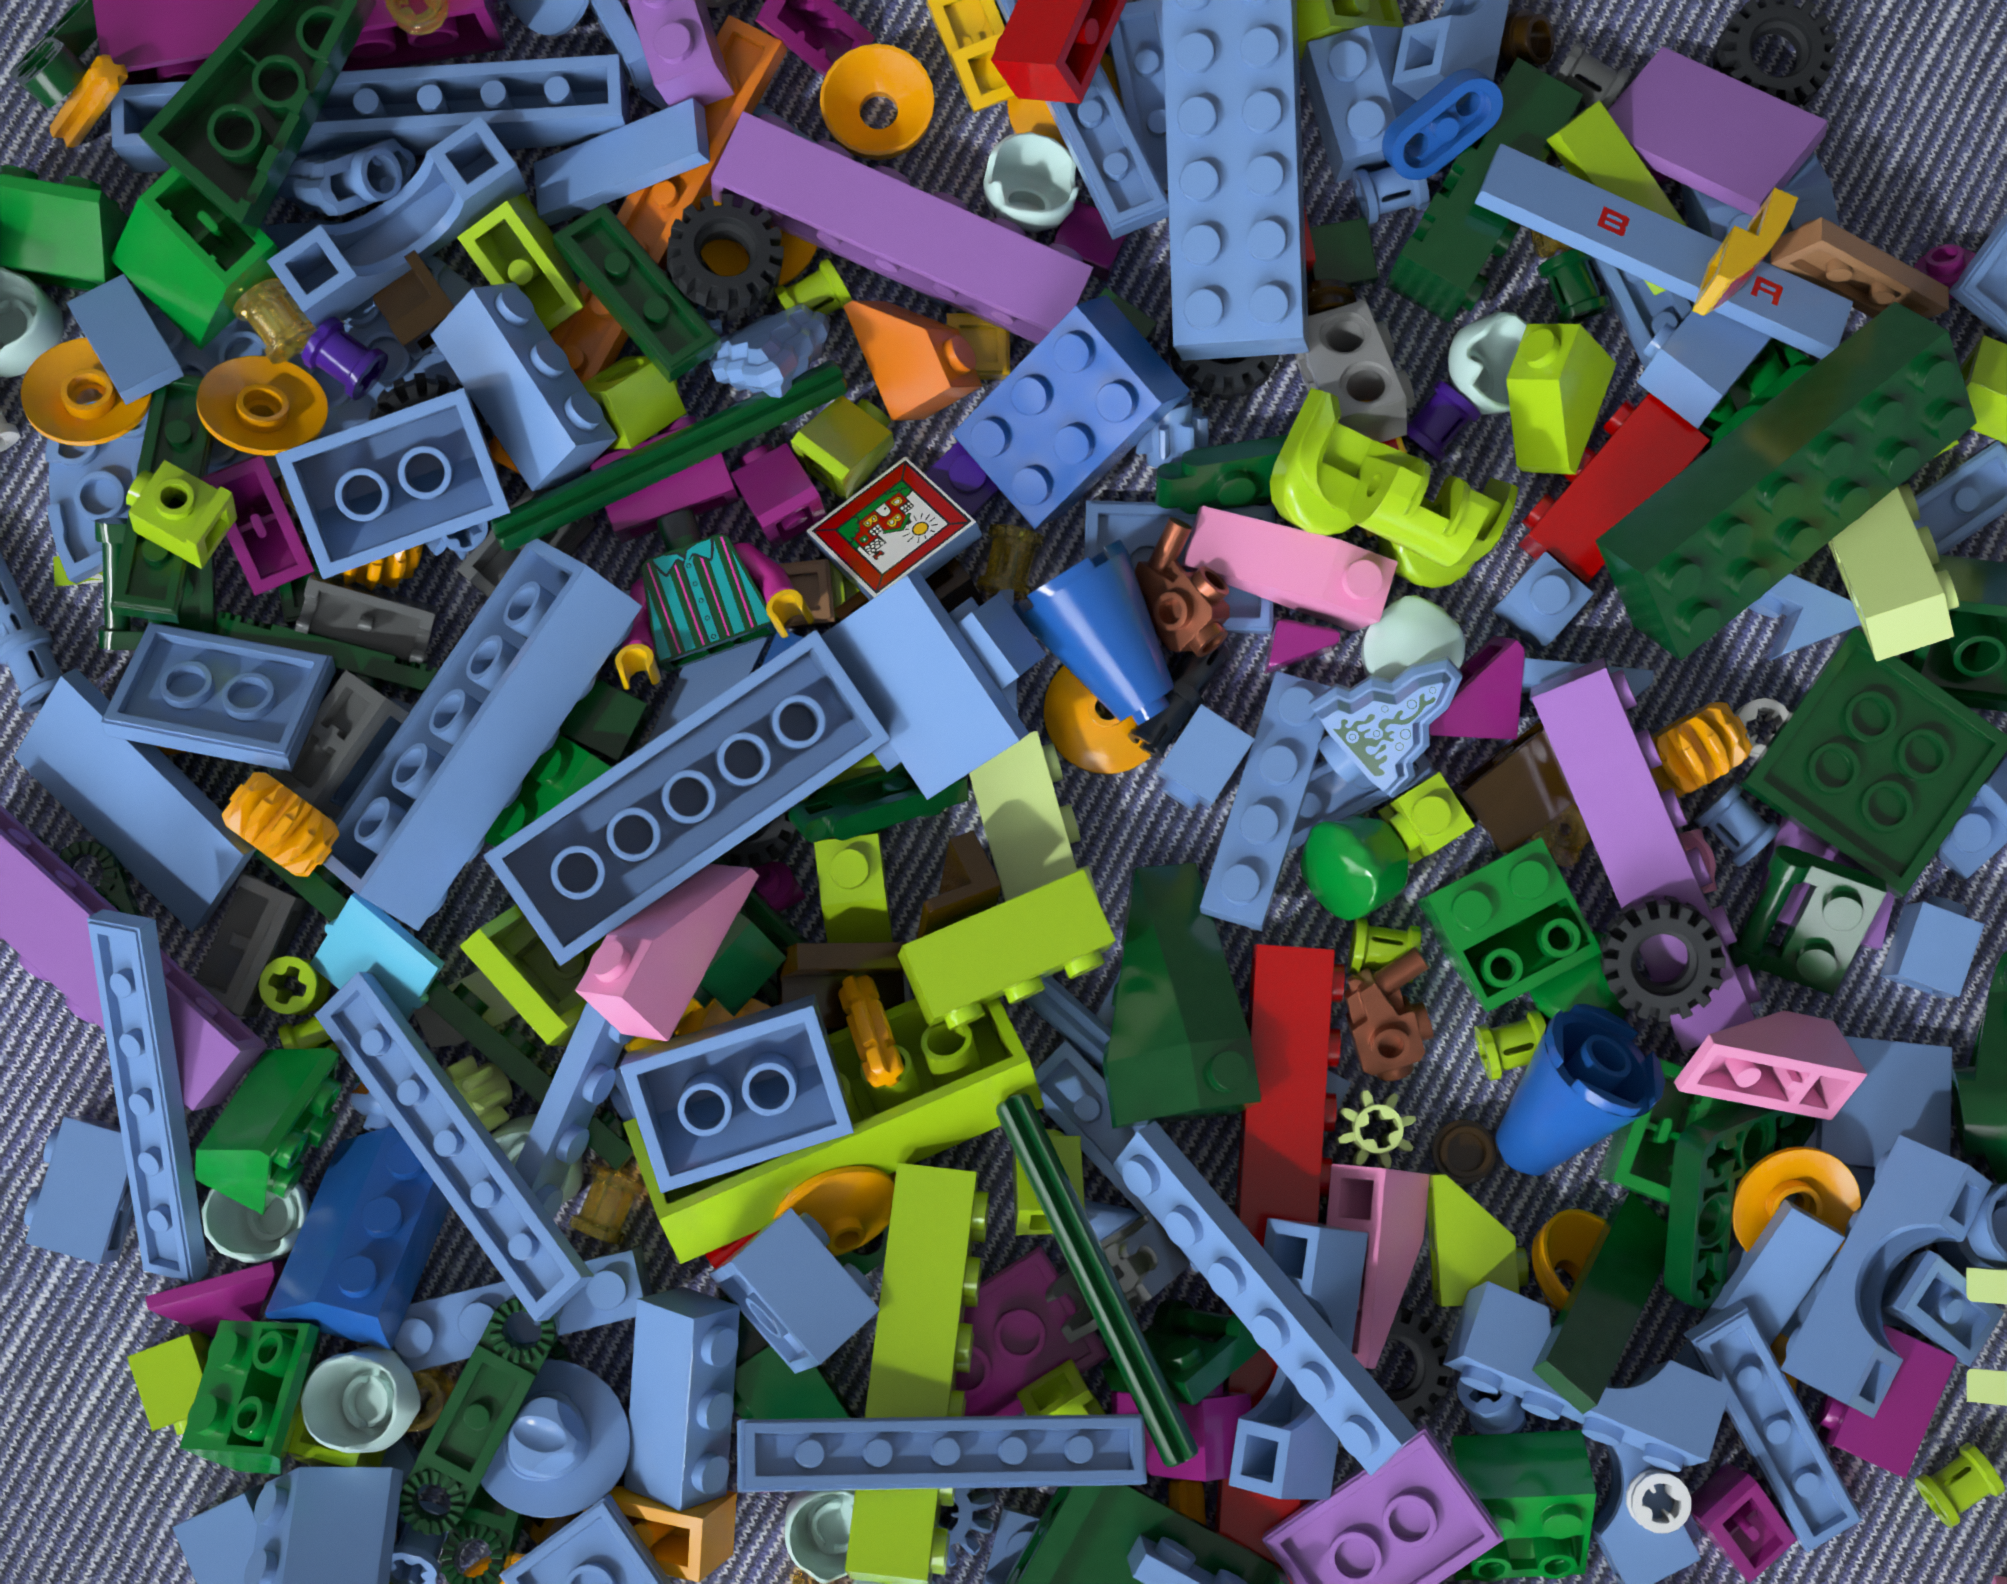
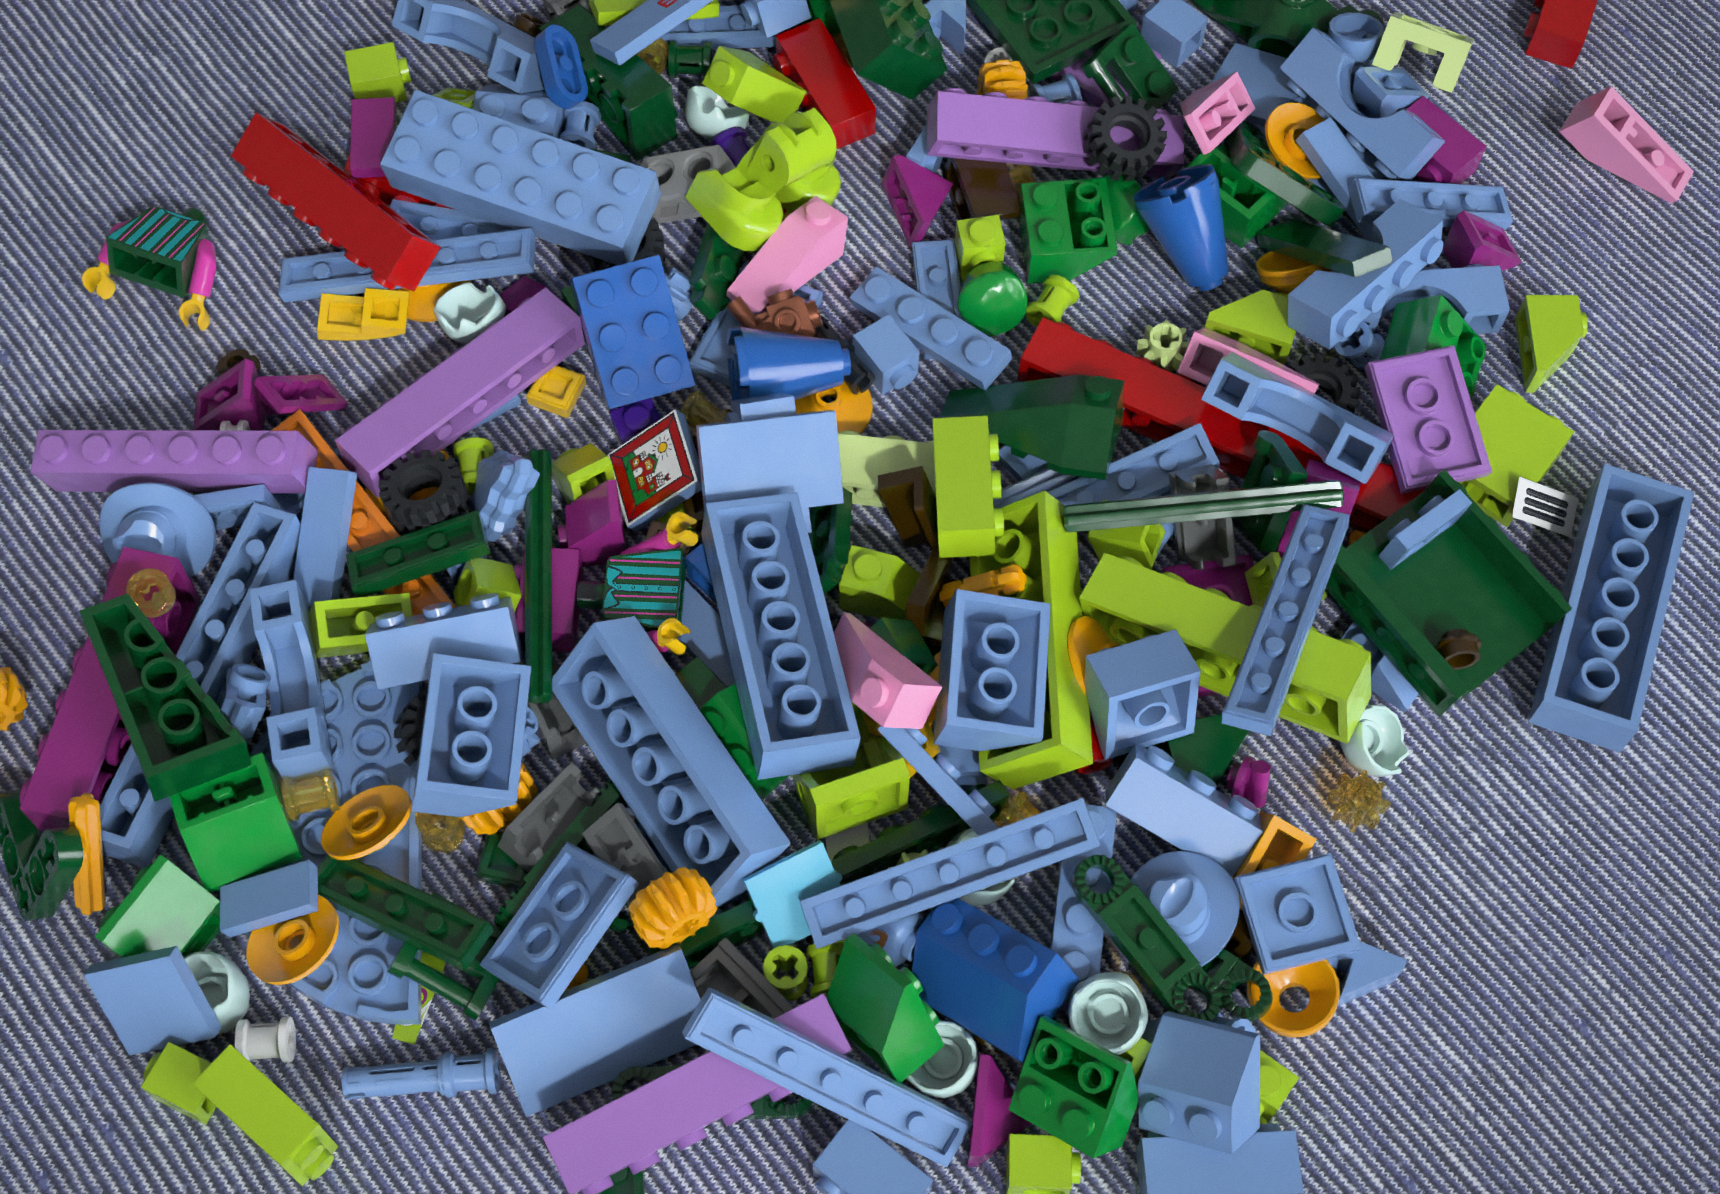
camera: 70 degrees left, 20 degrees down
(186, 531) = (419, 887): lime brick -> none
(264, 530) = (447, 865): magenta slope -> none
(344, 358) = (362, 758): dark purple bush -> none
(414, 307) = (350, 698): dark brown panel -> none
(819, 1532) = (1304, 762): light aqua hair -> none
(872, 73) = (365, 364): light orange piece -> none
(912, 358) = (547, 417): orange slope -> none
(1264, 1299) = (1252, 414): medium blue plate -> none
(1296, 642) = (835, 279): magenta slope -> none
(1383, 1022) = (1097, 317): copper piece -> none
(1384, 722) = (912, 239): medium blue rock -> none
(1409, 634) = (874, 220): light aqua hair -> none
(1463, 1151) = (1194, 308): dark brown plate -> none
(1509, 1044) = (1140, 258): lime bush -> none
(1542, 601) = (873, 140): medium blue brick -> none
(1673, 1487) = (1462, 280): white bush -> none
(1959, 1485) = (1498, 131): lime bush -> none

